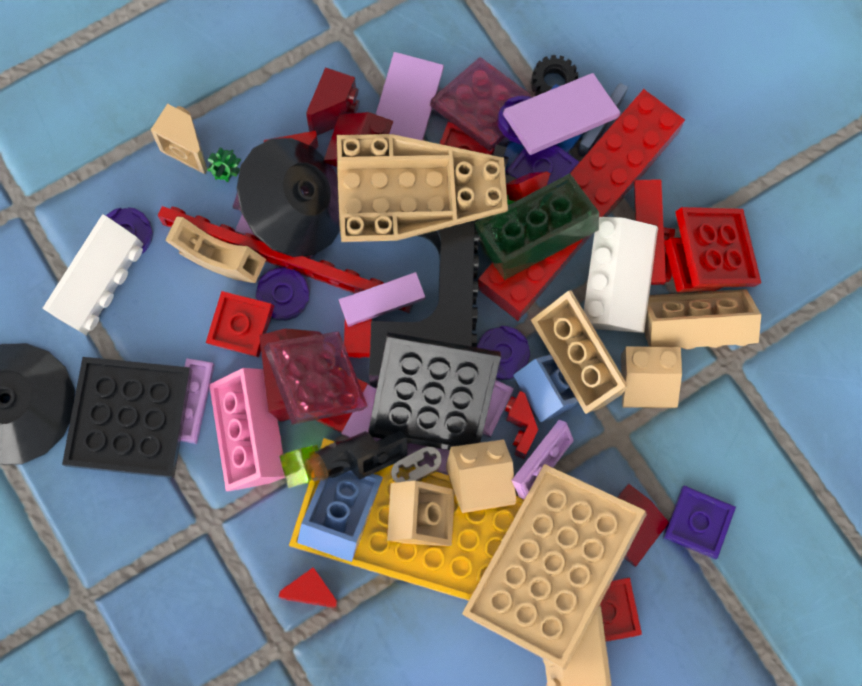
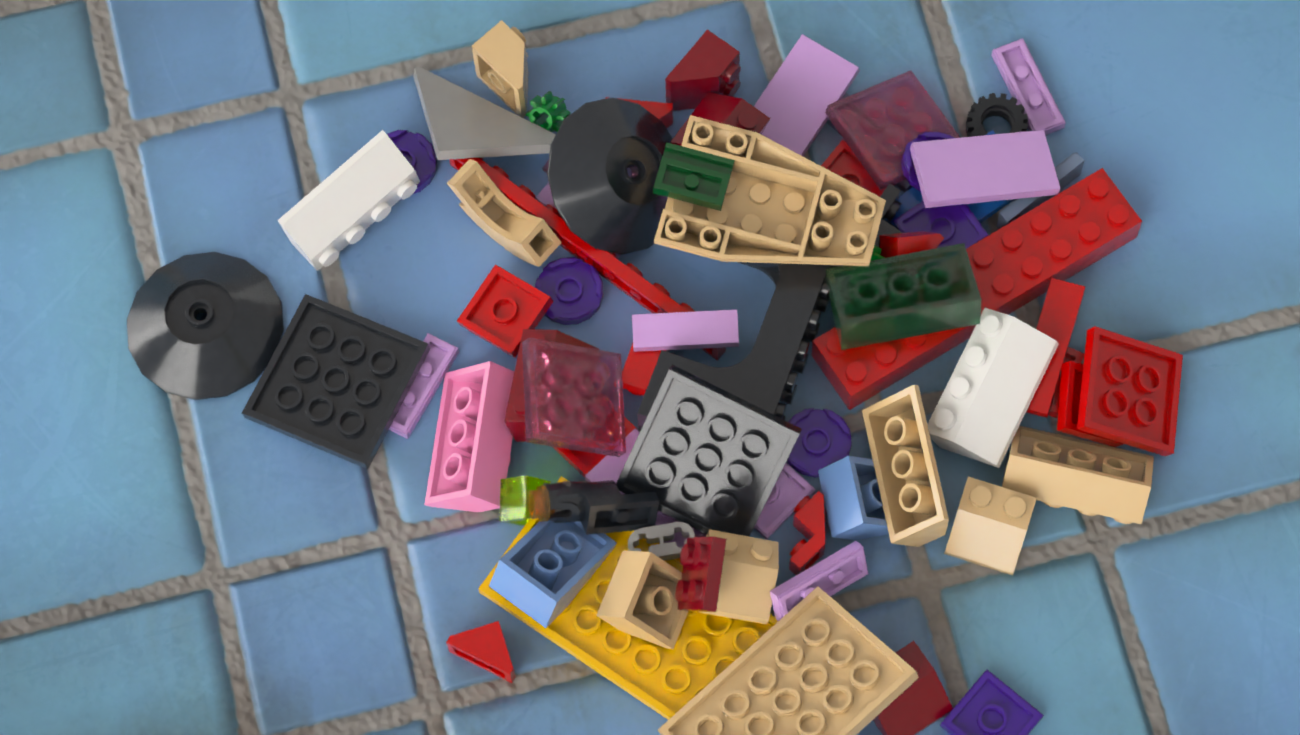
camera: 25 degrees right, 5 degrees down
(170, 190) = (473, 127): none -> light grey tile
(354, 181) = (693, 176): none -> dark green plate
(458, 486) = (701, 574): none -> dark red plate
(565, 43) = (1028, 86): none -> lavender tile

